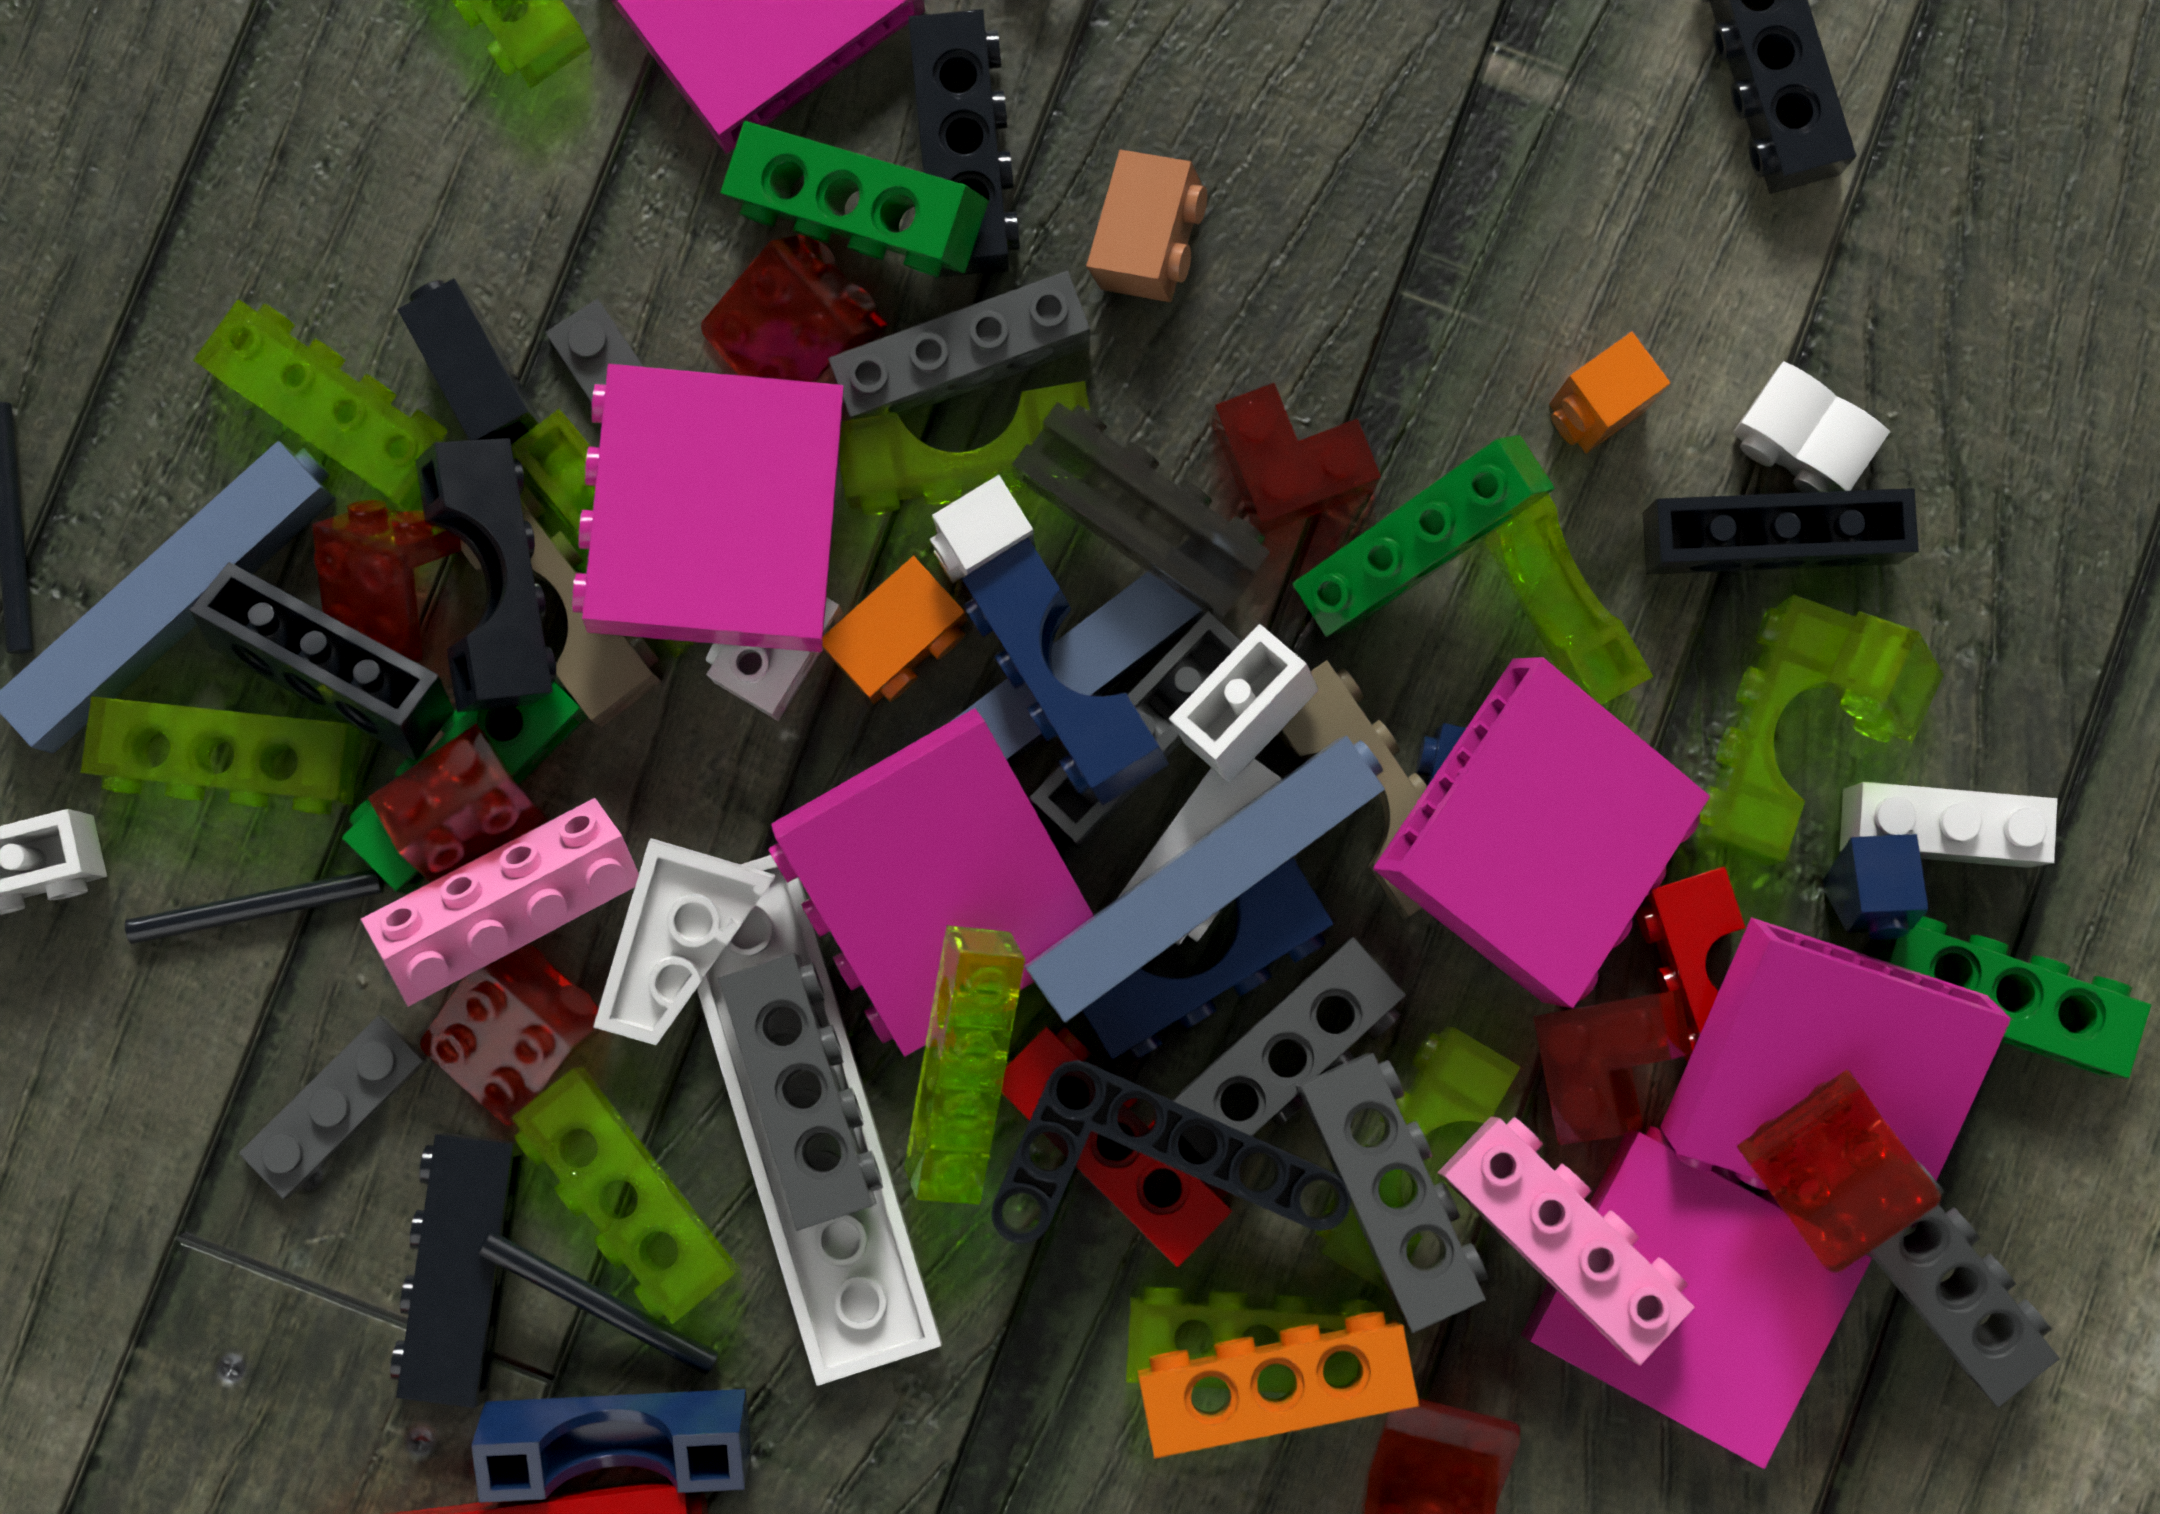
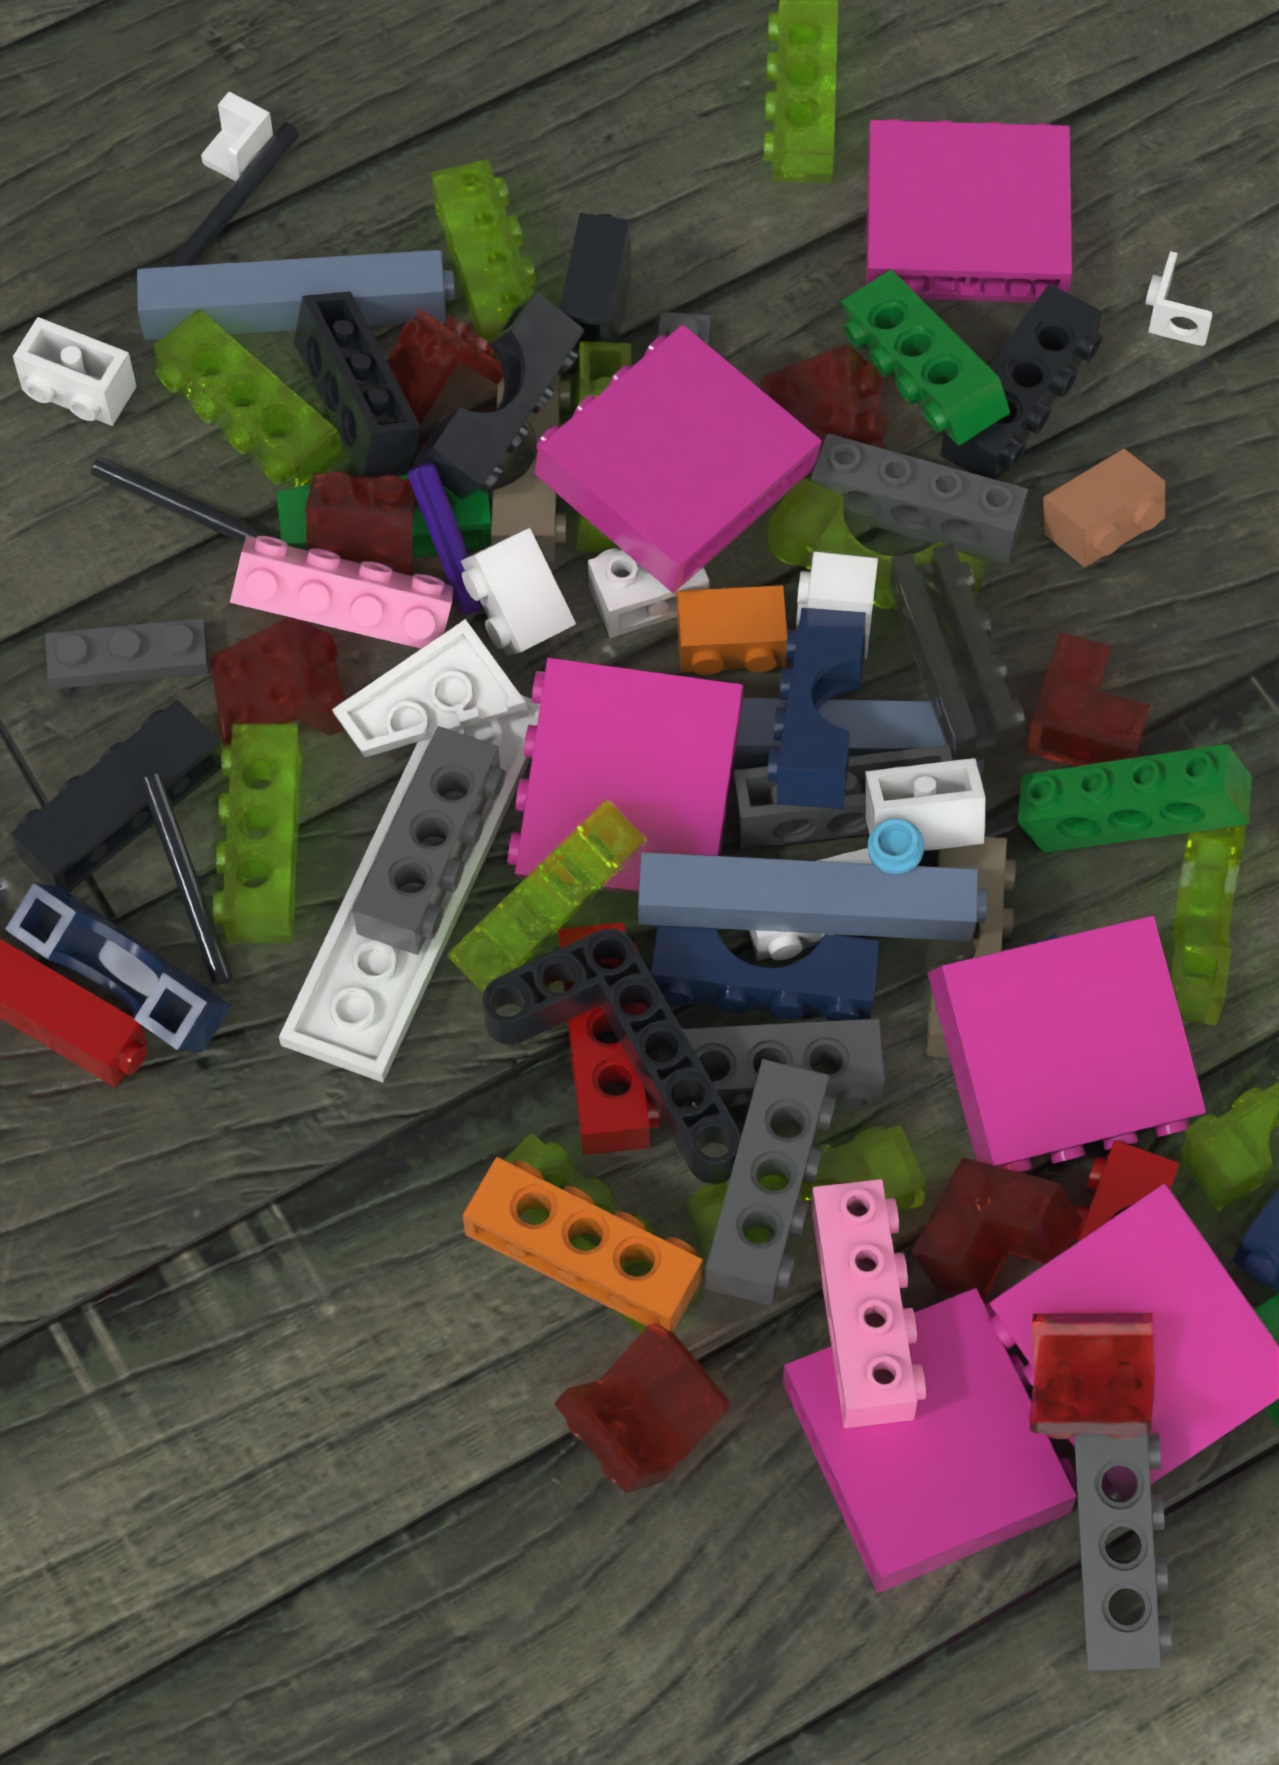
camera: 40 degrees right, 20 degrees down
(551, 758) = (443, 531): none -> dark purple axle
(666, 762) = (516, 593): none -> white brick
(1258, 775) = (895, 846): none -> medium azure plate

